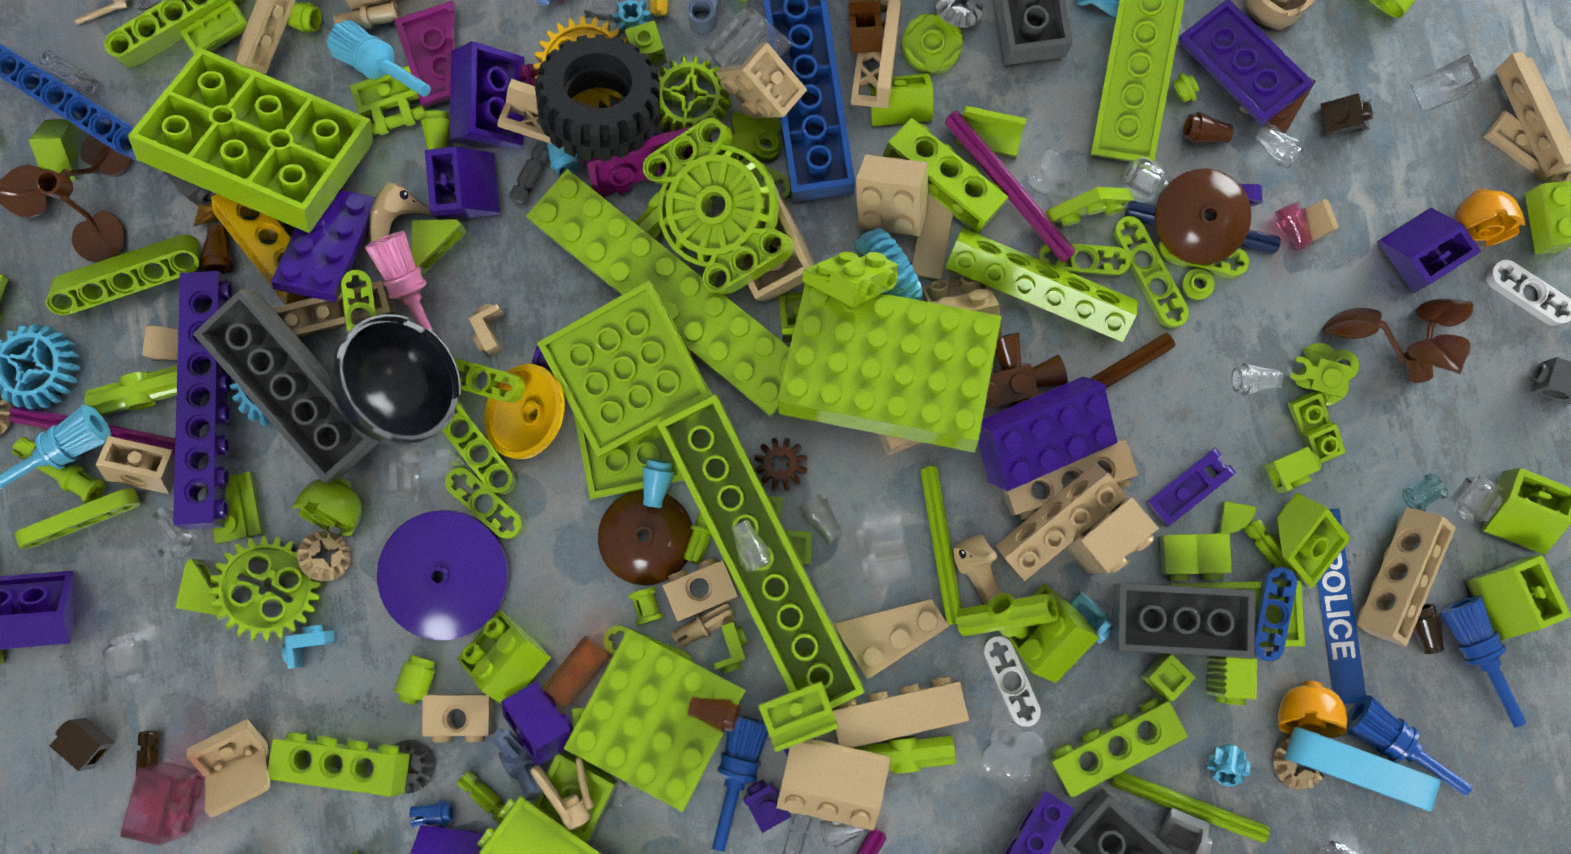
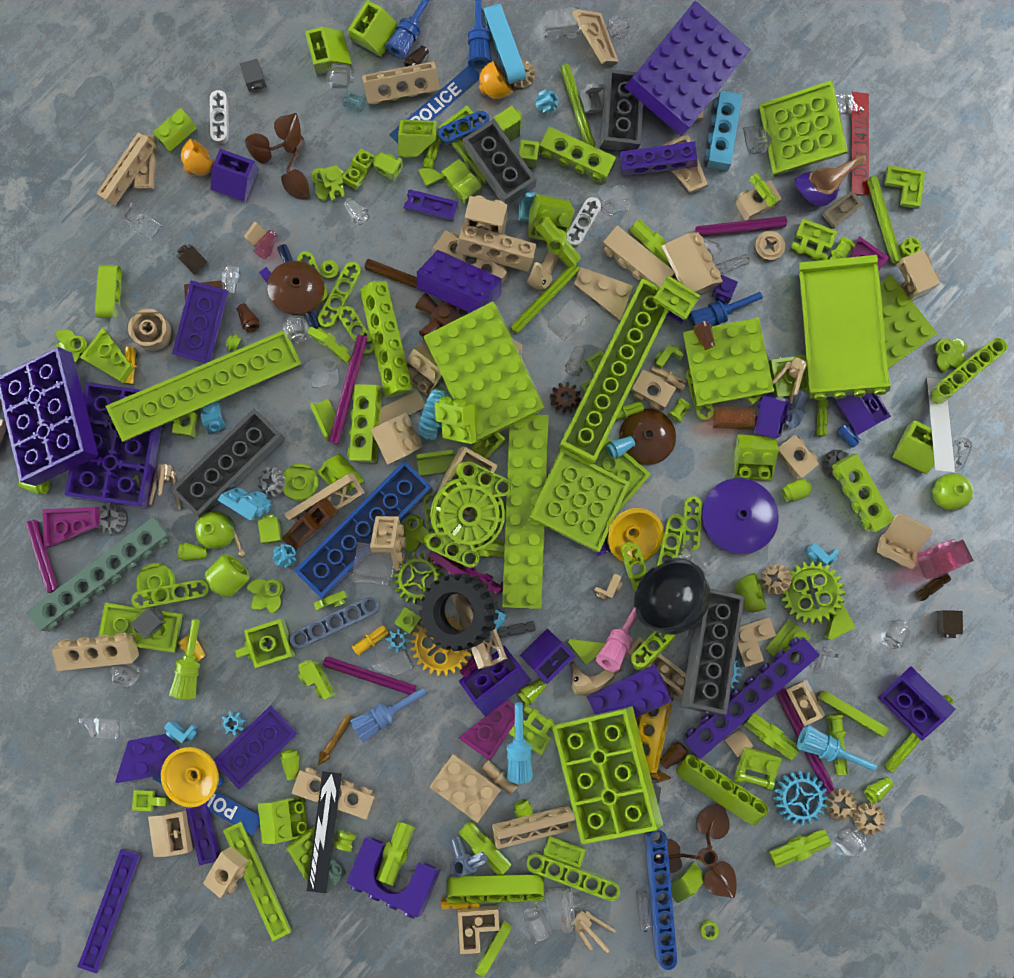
camera: 130 degrees left, 0 degrees up
(117, 347) = (760, 762): none -> lime plate
(279, 464) = (749, 636): none -> tan brick
(750, 548) = (618, 374): clear cone -> none
(826, 228) = (434, 462): none -> lime panel

